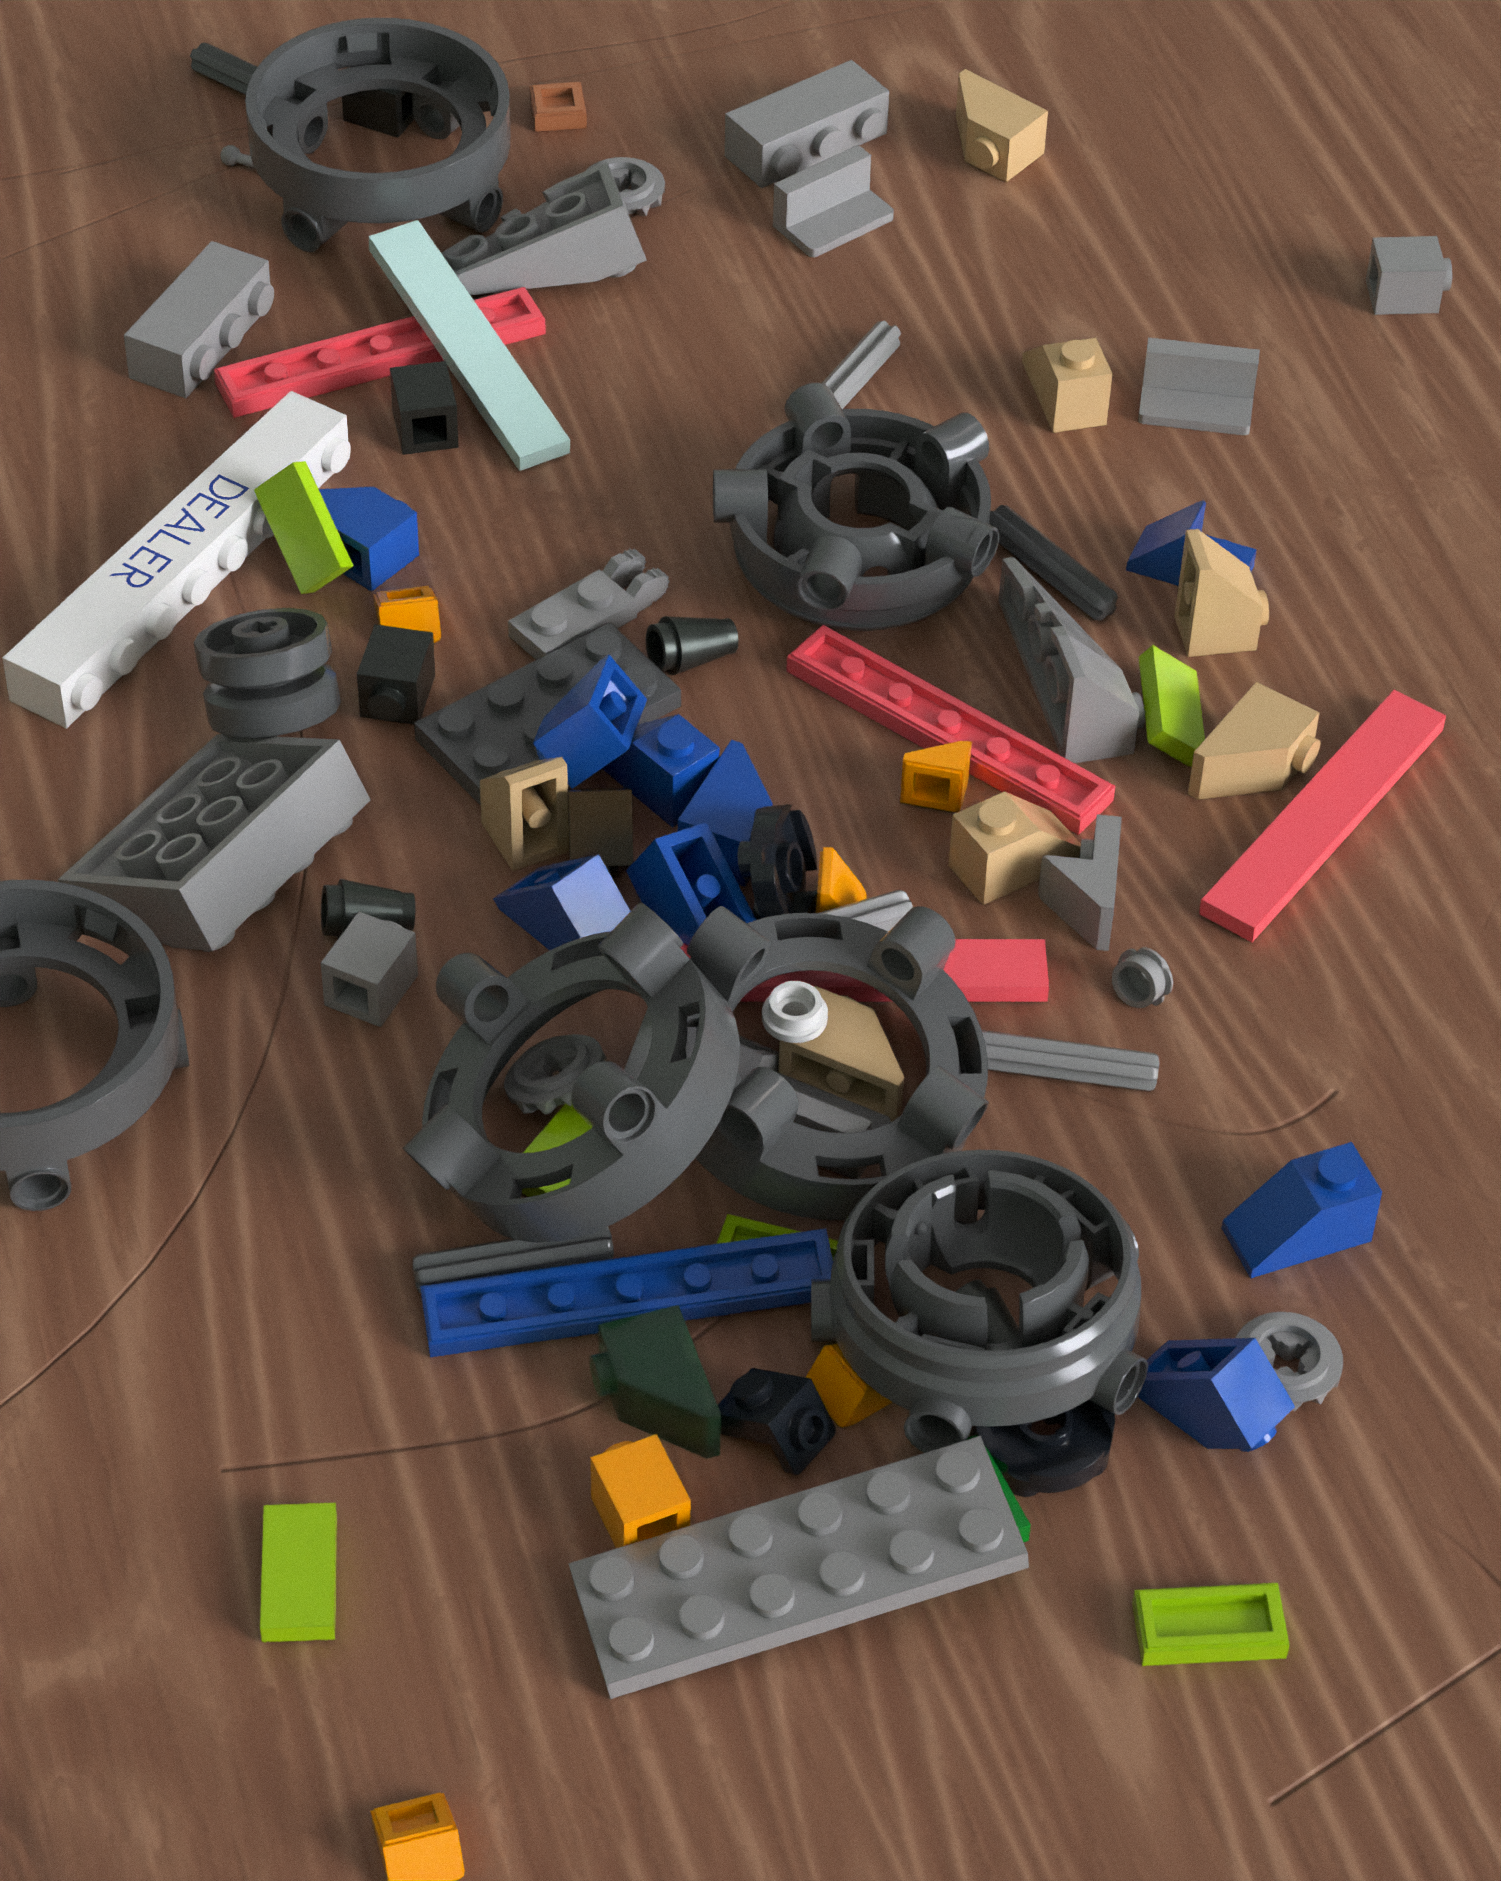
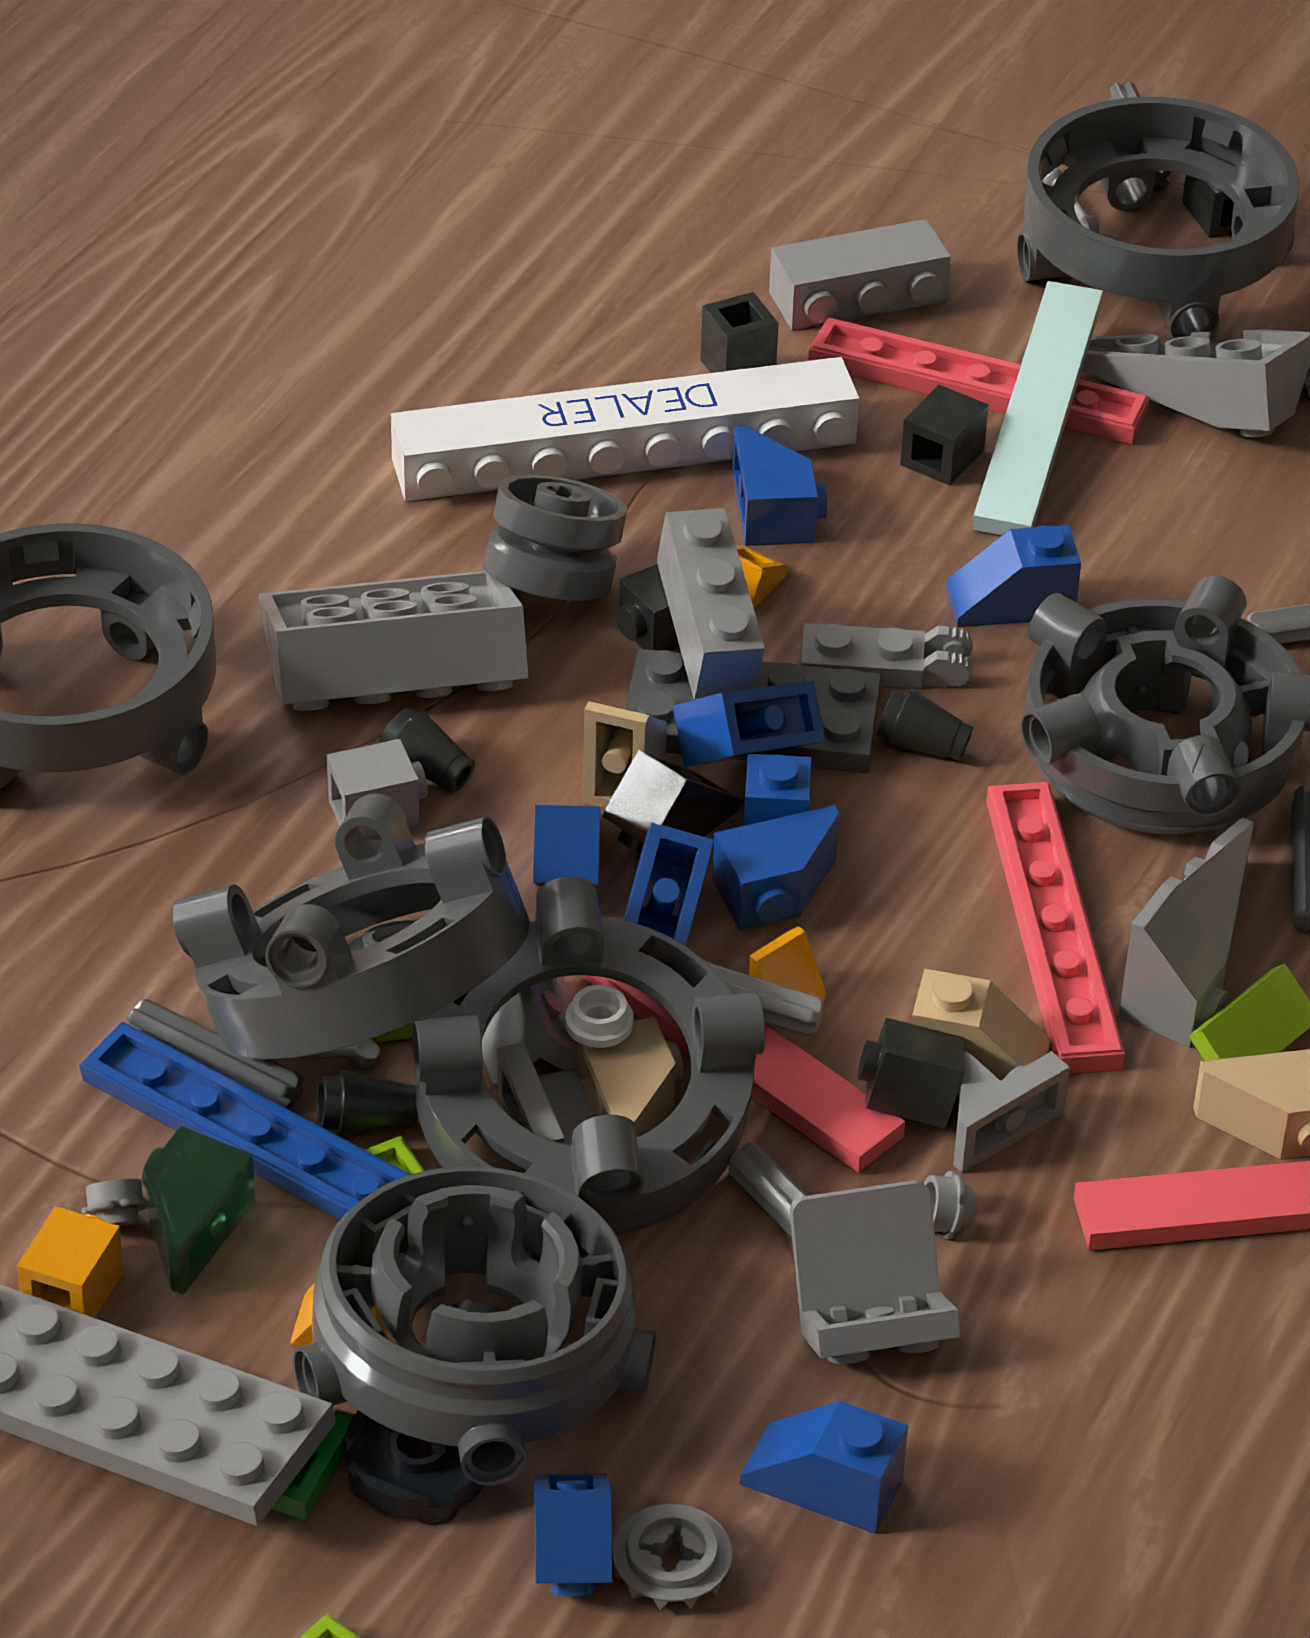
camera: 45 degrees right, 5 degrees down
(189, 426) = (738, 334): none -> pearl dark grey brick
(303, 527) = (723, 454): lime tile -> none
(468, 644) = (709, 602): none -> light grey brick
(600, 1424) = (116, 1201): none -> light grey plate
(617, 485) = (1015, 576): none -> blue slope
(676, 1212) = (363, 1103): none -> pearl dark grey cone
(778, 862) = (727, 893): black plate -> none
(778, 1412) = (241, 1296): black bracket -> none
(936, 776) = (984, 945): light orange slope -> none
(1021, 897) = (913, 1072): none -> pearl dark grey brick
(1177, 1069) = (869, 1272): none -> light grey bracket

